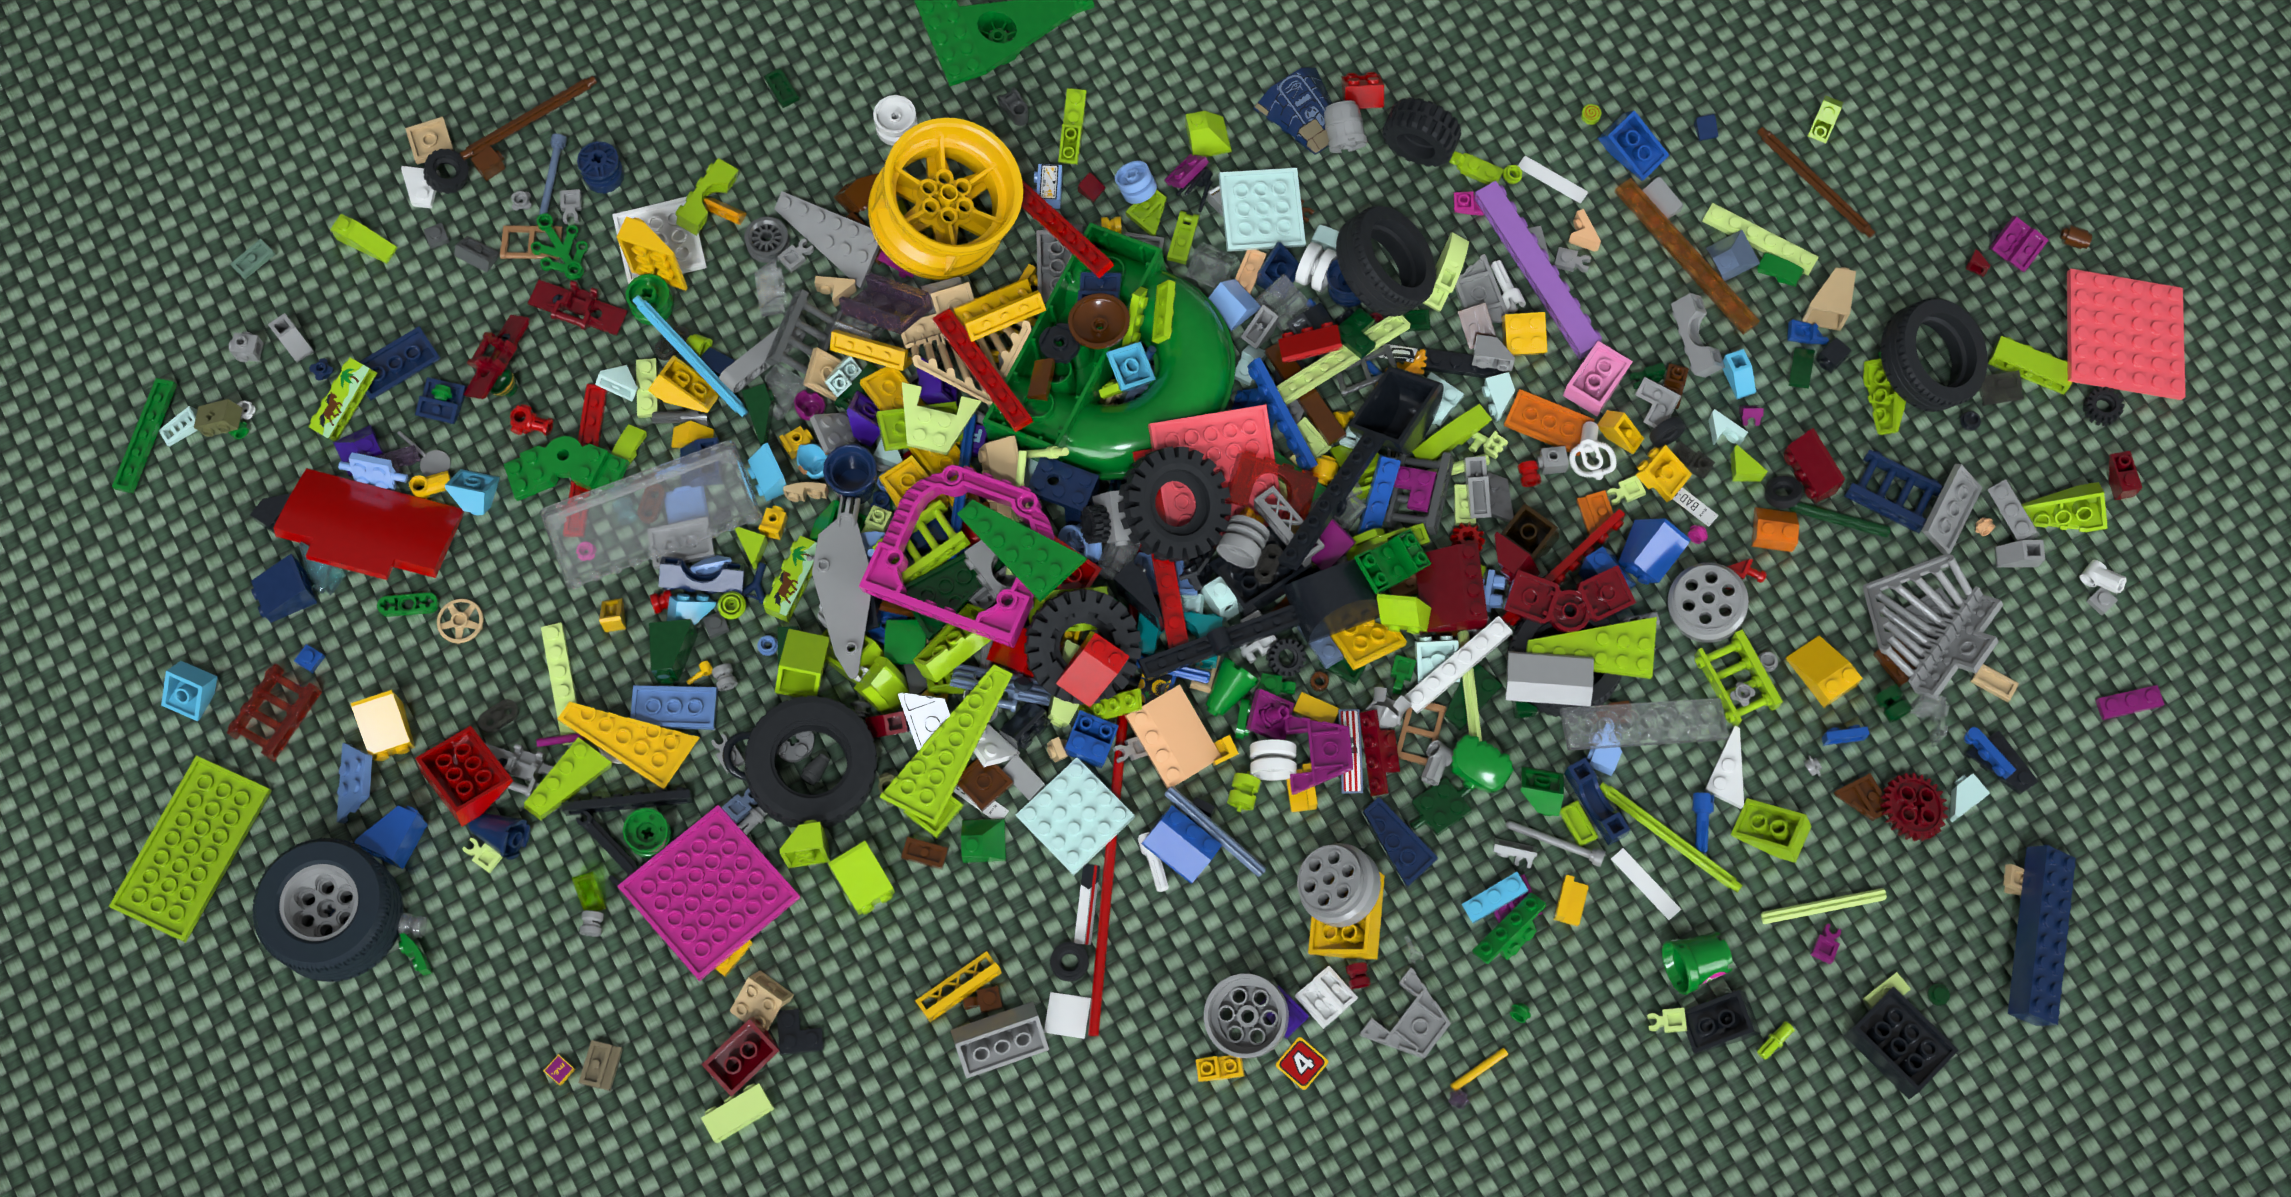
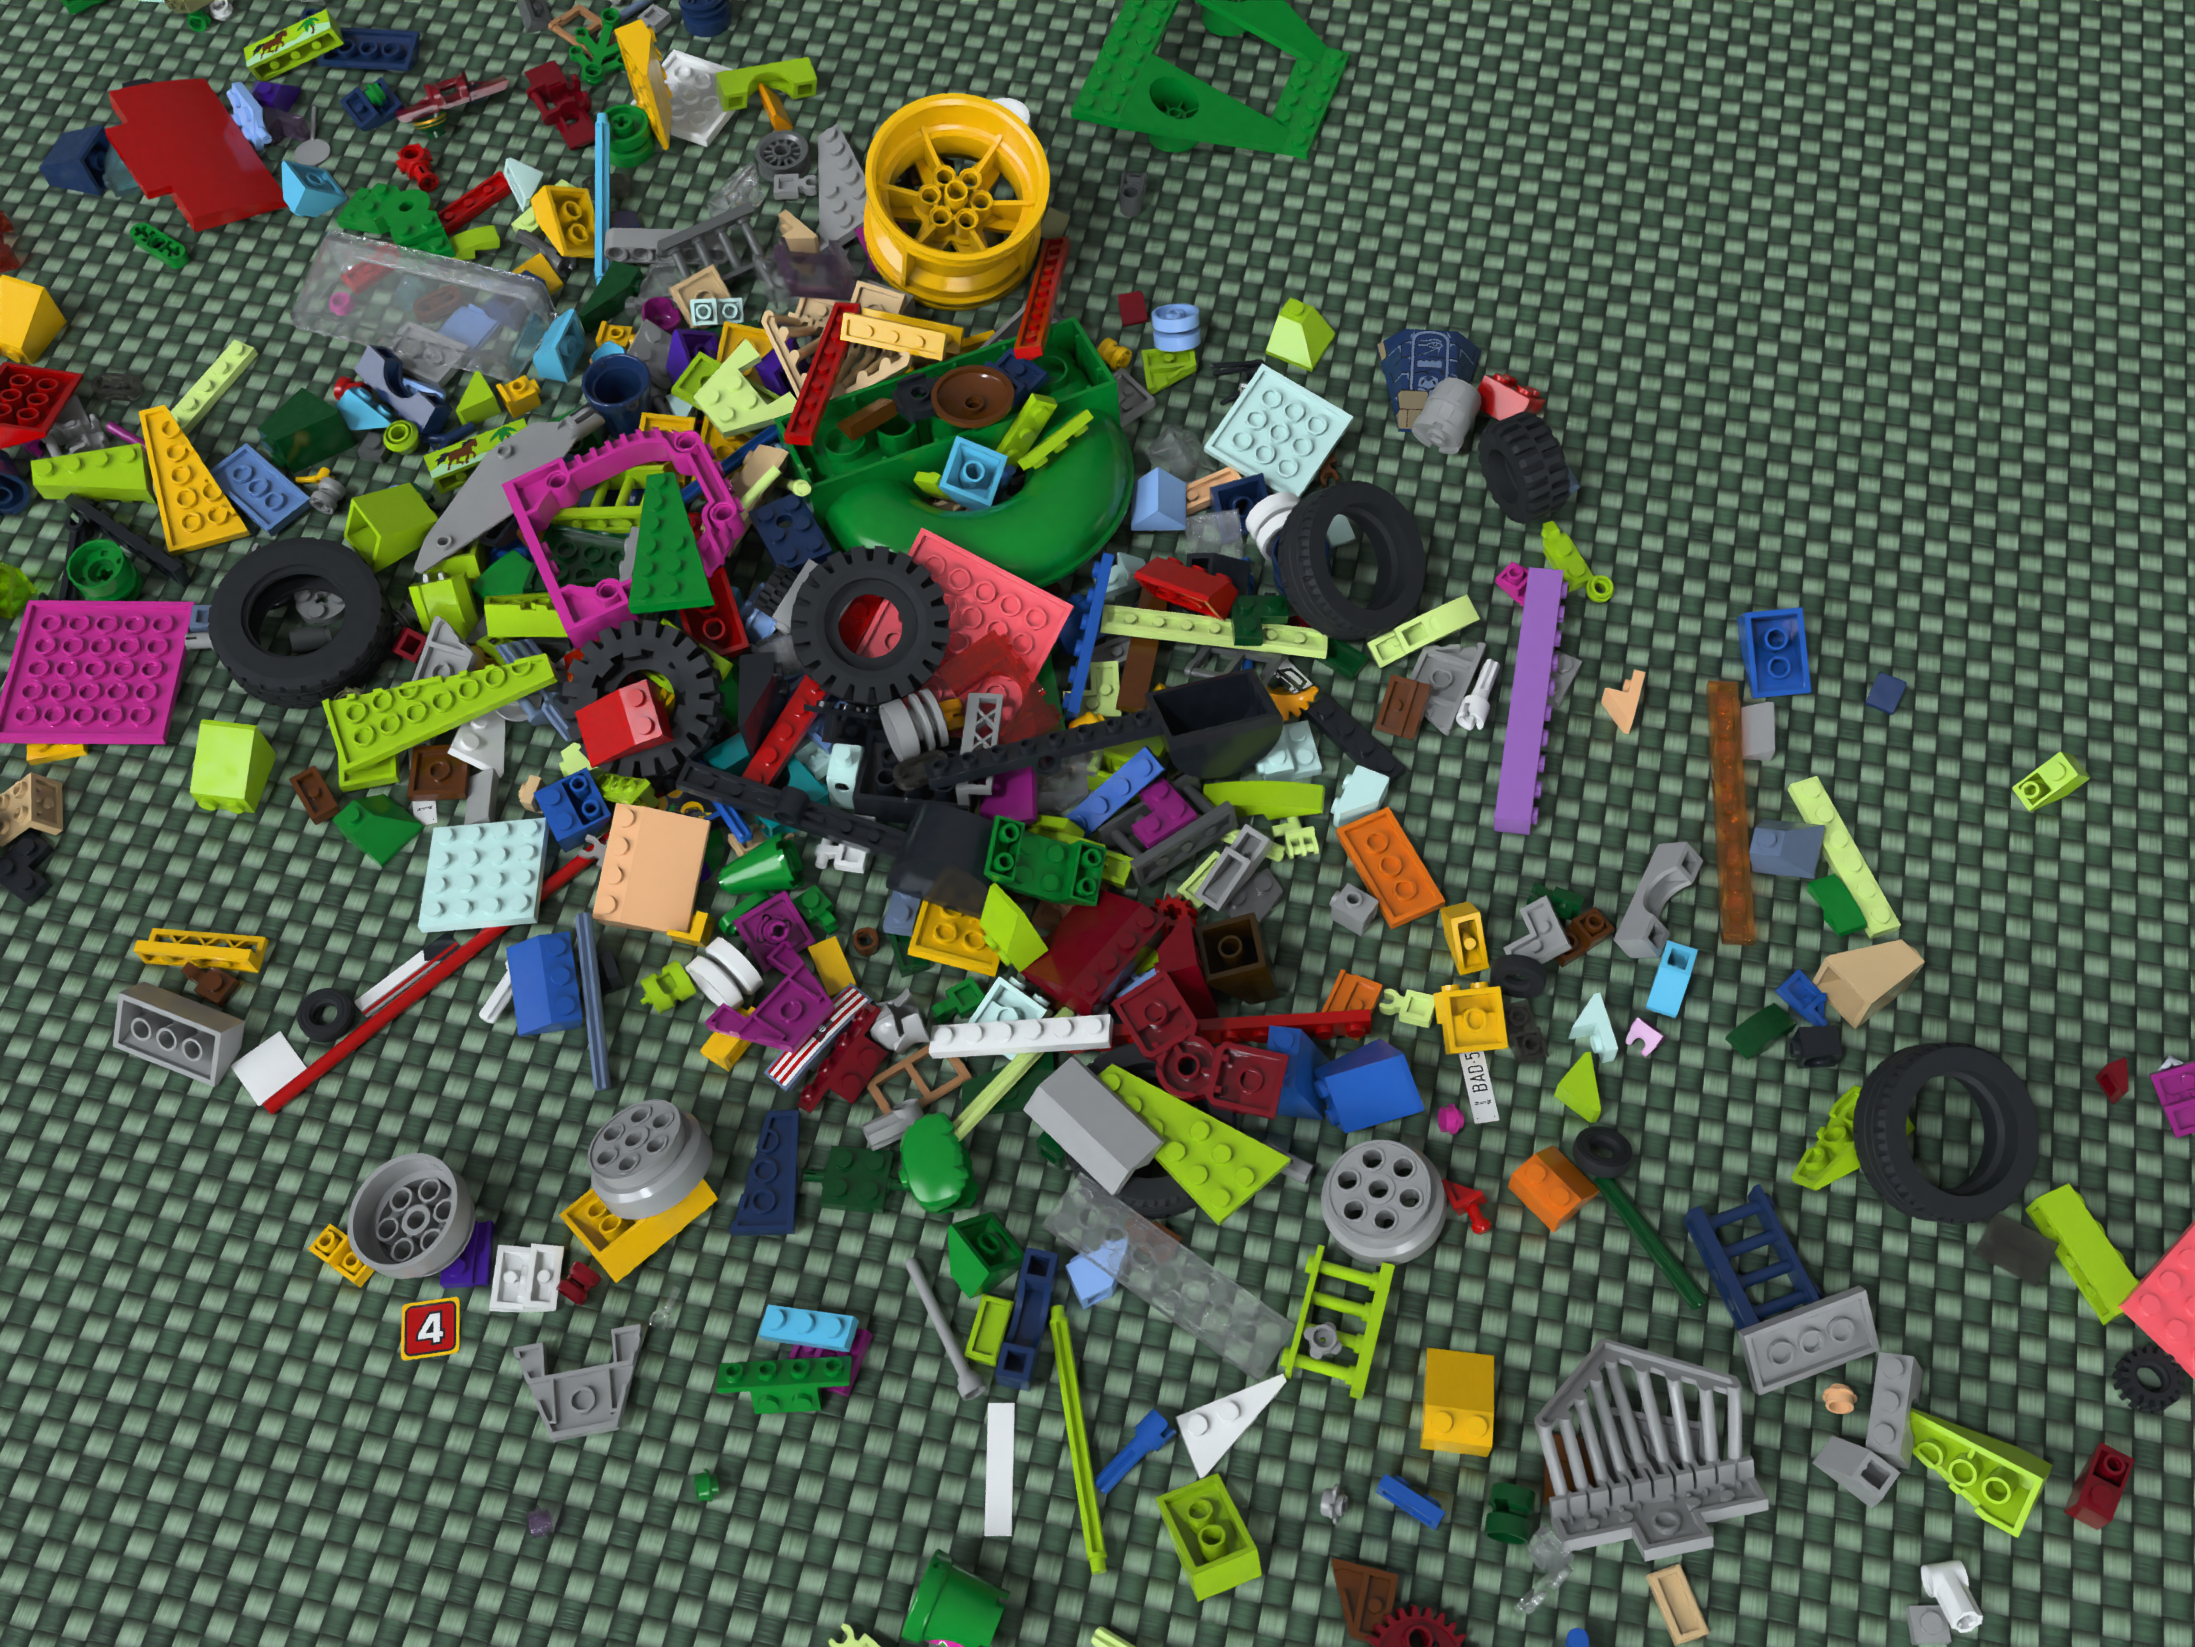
camera: 45 degrees right, 10 degrees down
(309, 658) = (39, 232): blue plate -> none
(432, 484) = (274, 155): yellow piece -> none
(460, 621) = (183, 289): tan wheel -> none
(612, 615) = (298, 372): yellow slope -> none
(699, 343) = (626, 200): lime hat -> none
(781, 87) = (934, 43): dark green plate -> none
(798, 491) = (569, 383): tan slope -> none
(806, 846) = (209, 689): lime slope -> none
(870, 350) = (754, 292): yellow fence -> none
(1024, 726) = (529, 749): black slope -> none
(1049, 183) = (1090, 280): brick -> none
(1072, 126) = (1167, 247): lime slope -> none
(1183, 238) = (1177, 412): lime plate -> none
(1186, 171) = (1231, 353): magenta plate -> none
(1261, 327) = (1165, 543): light grey slope -> none
(1298, 657) = (836, 878): black tyre -> none
(1476, 1071) = (598, 1510): yellow bar -> none
(1491, 353) = (1386, 743): light grey slope -> none
(1507, 848) = (890, 1300): light grey plate -> none
(1525, 333) = (1447, 752): yellow brick -> none
(1529, 473) = (1310, 906): red wheel -> none
(1552, 179) = (1644, 627): white sticker -> none
(1568, 260) = (1584, 718): light grey plate -> none
(1571, 901) = (890, 1409): yellow panel -> none
(1589, 444) = (1405, 914): white piece -> none
(1591, 114) = (1754, 590): lime tile -> none
(1597, 378) = (1488, 858): bright pink slope -> none
(1768, 661) = (1397, 1333): light grey plate -> none
(1814, 180) = (1975, 846): reddish brown piece -> none
(1814, 466) = (1665, 1151): dark red slope -> none
(1970, 420) = (1936, 1257): black plate -> none

